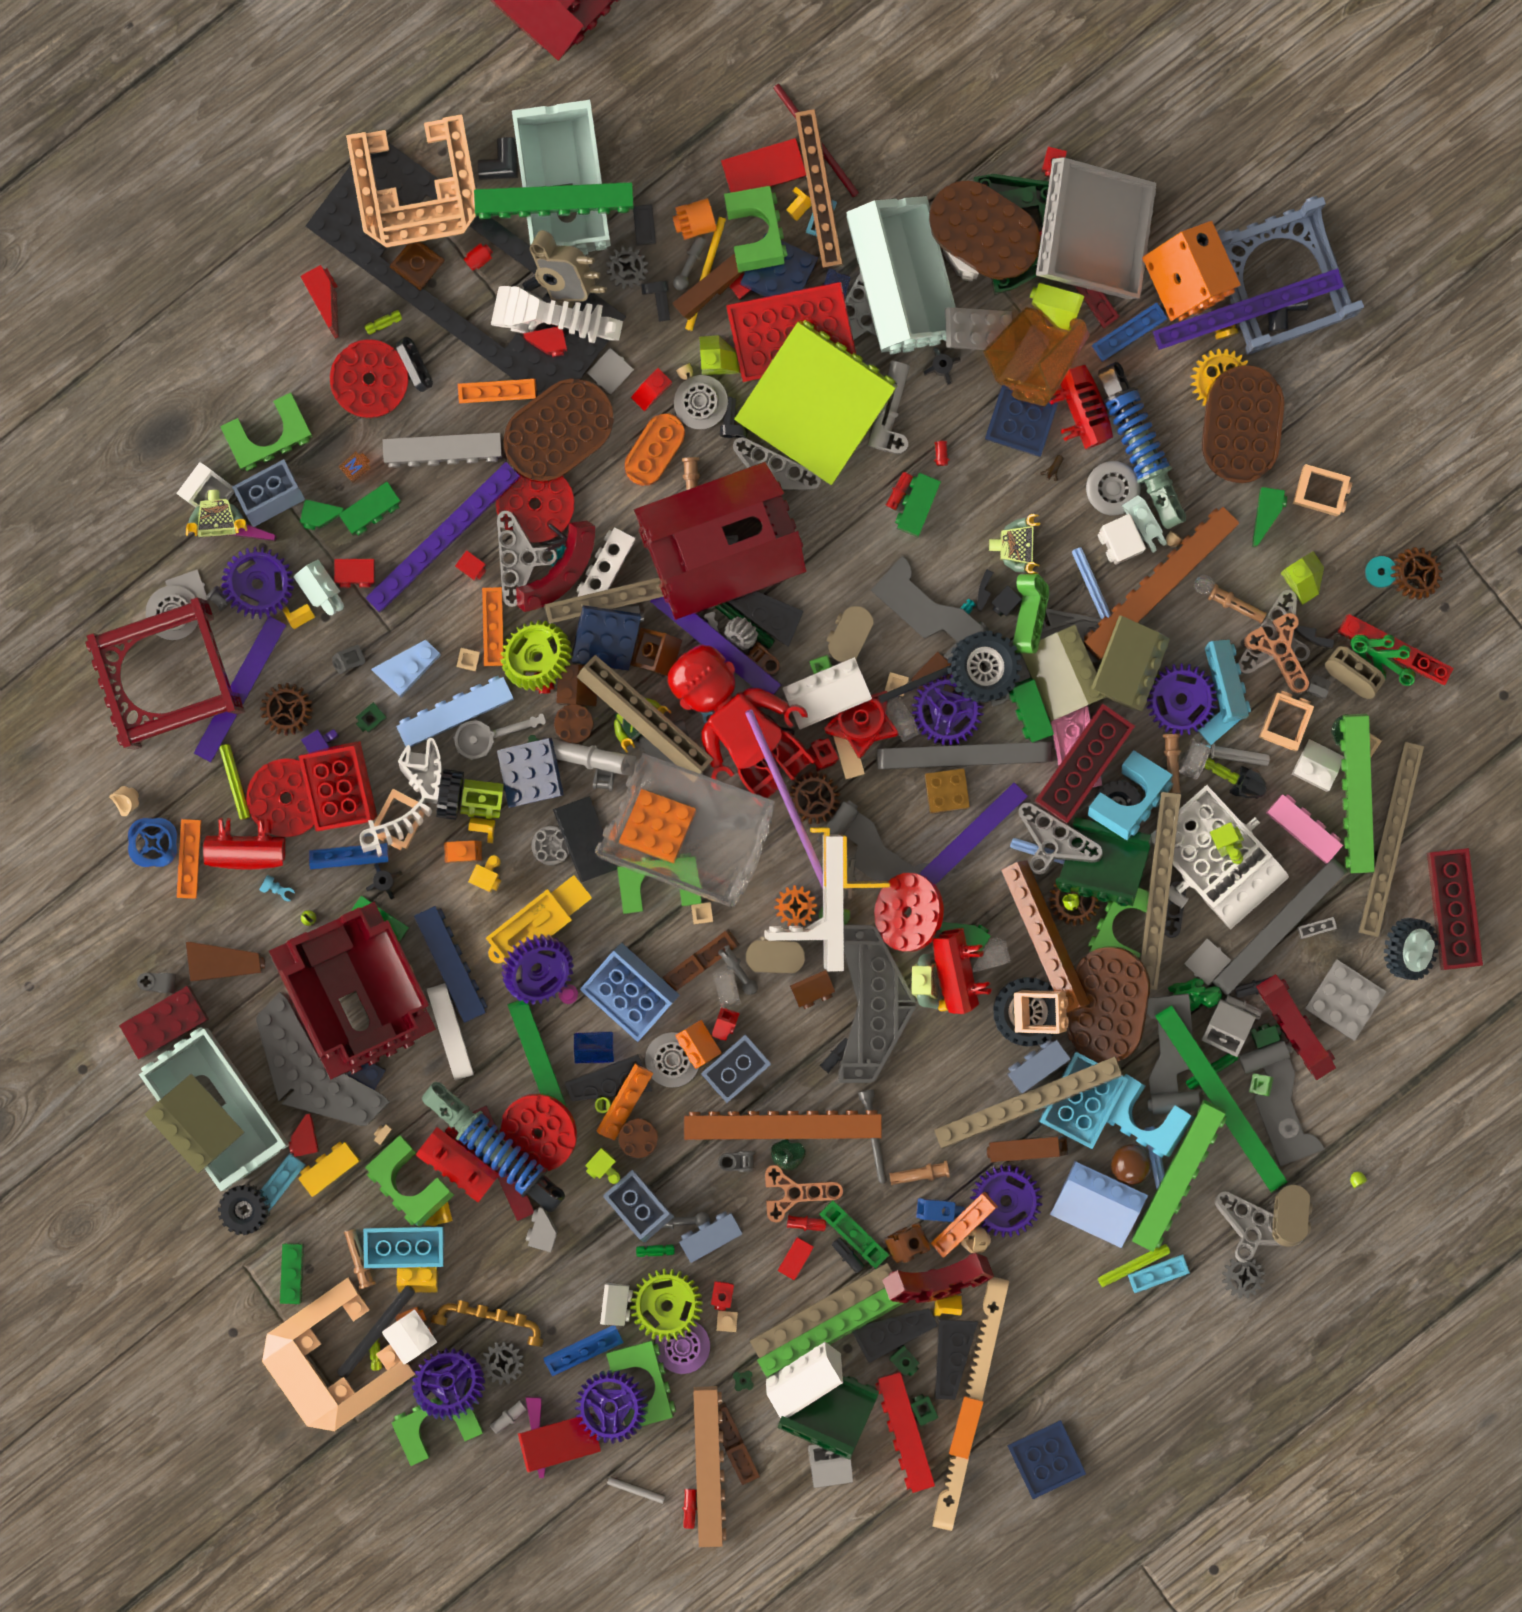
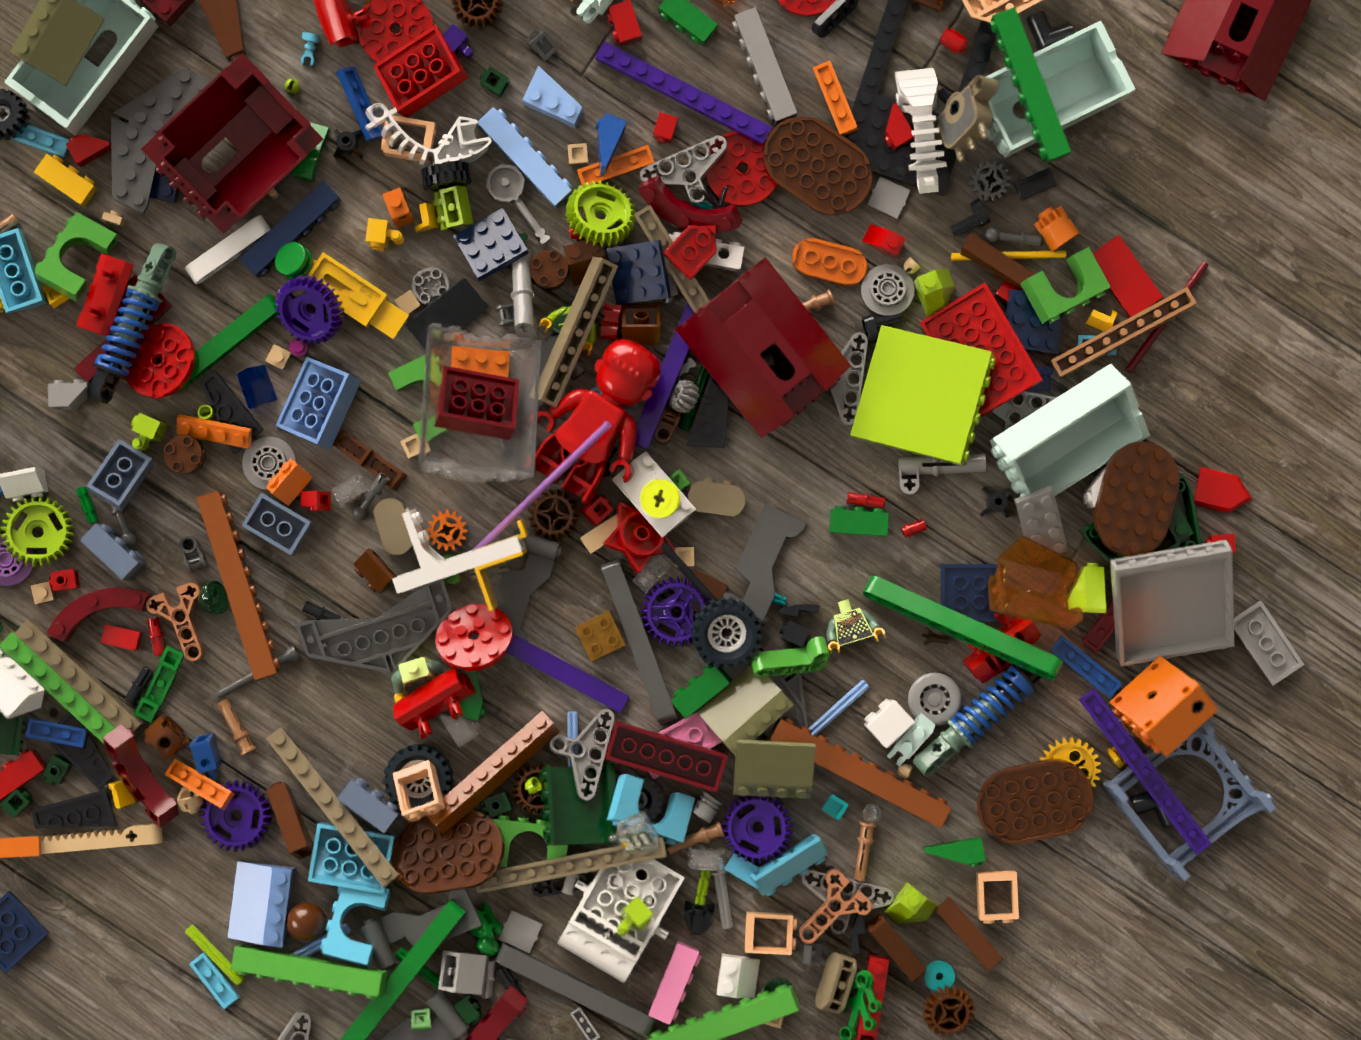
camera: 70 degrees right, 0 degrees up
(464, 625) = (608, 137): none -> blue slope
(484, 969) = (293, 260): none -> green head
(559, 873) = (408, 302): none -> tan tile
(571, 1016) = (278, 357): none -> tan plate
(602, 577) = (692, 249): none -> red tile
(643, 681) = (610, 322): none -> red leg
(684, 834) = (477, 403): none -> dark red slope
(754, 1273) = (85, 606): none -> dark red brick
(834, 699) = (649, 501): none -> neon yellow piece
(869, 1349) = (56, 733): none -> blue tile
(1001, 146) = (1220, 491): none -> red tile
(1053, 438) = (963, 628): none -> green beam
(1074, 936) = (503, 800): none -> dark green brick
(1146, 742) = (706, 807): none -> light grey piece
(1150, 815) = (635, 834): none -> clear torso
(1163, 150) = (1266, 643): none -> light grey plate
(1185, 618) = (835, 806): none -> teal panel
(1340, 603) = (896, 948): none -> reddish brown slope
(1349, 529) = (968, 934): none -> reddish brown slope

